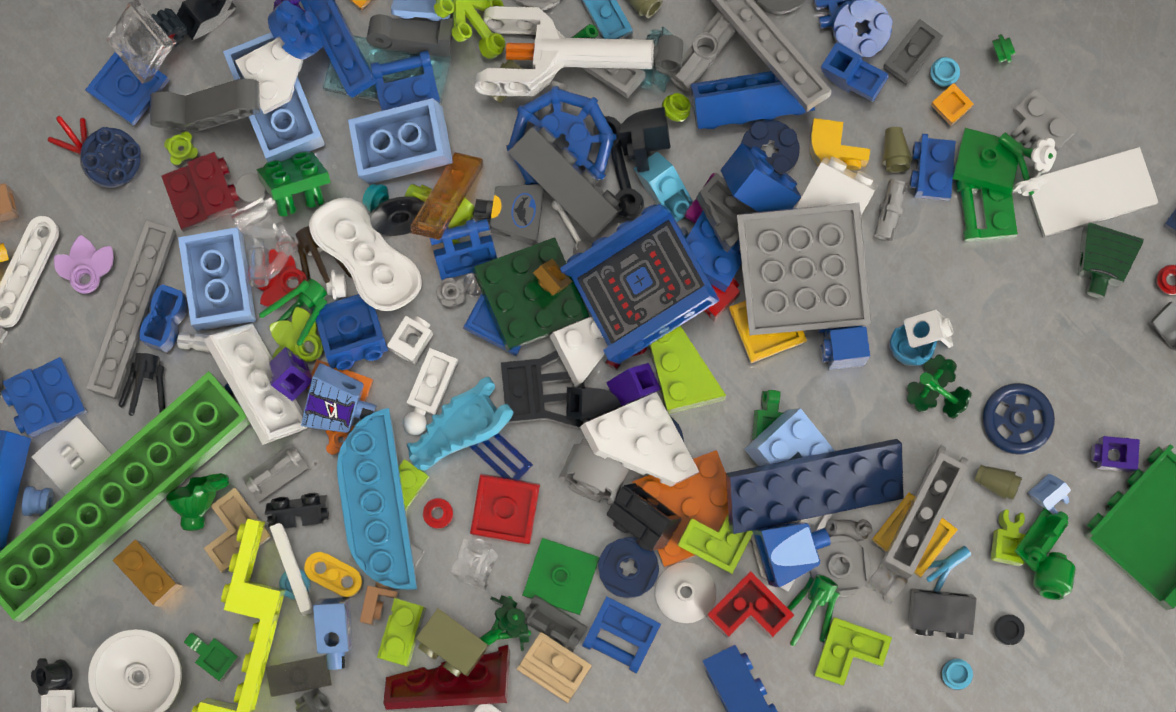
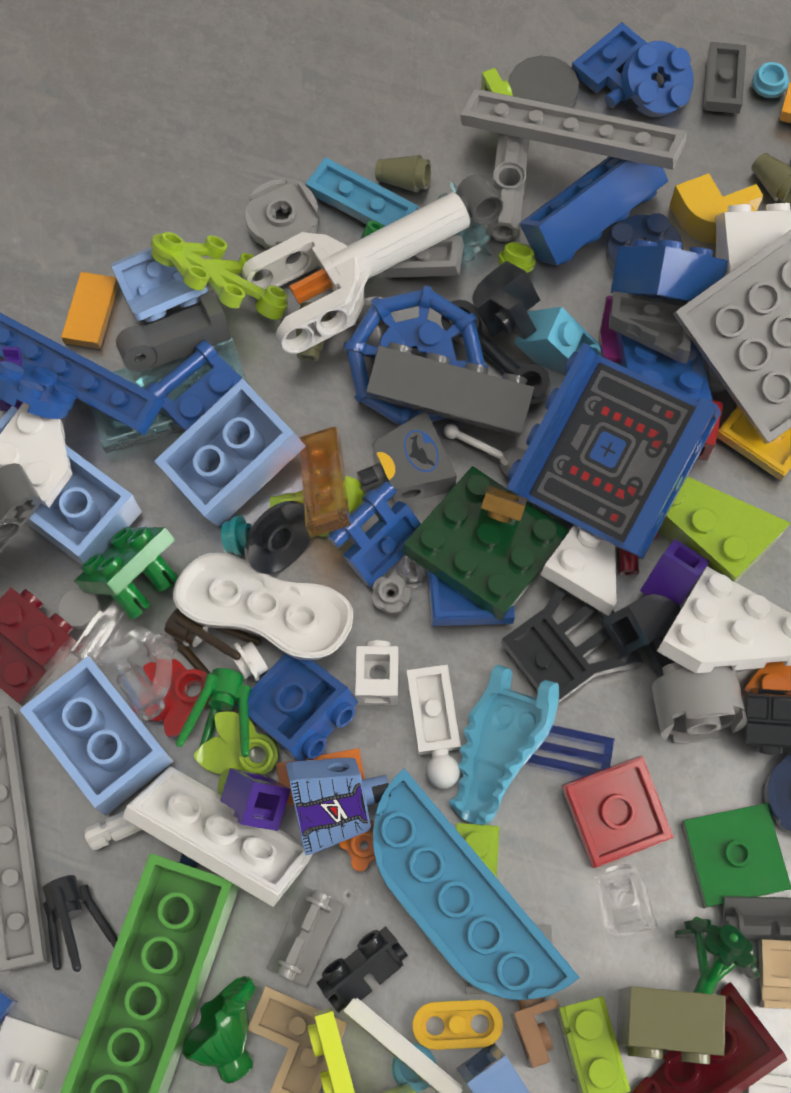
camera: 30 degrees left, 10 degrees down
(167, 311) = (55, 809): blue brick -> none
(447, 513) = (535, 880): red plate -> none
(851, 73) = (700, 122): blue brick -> none

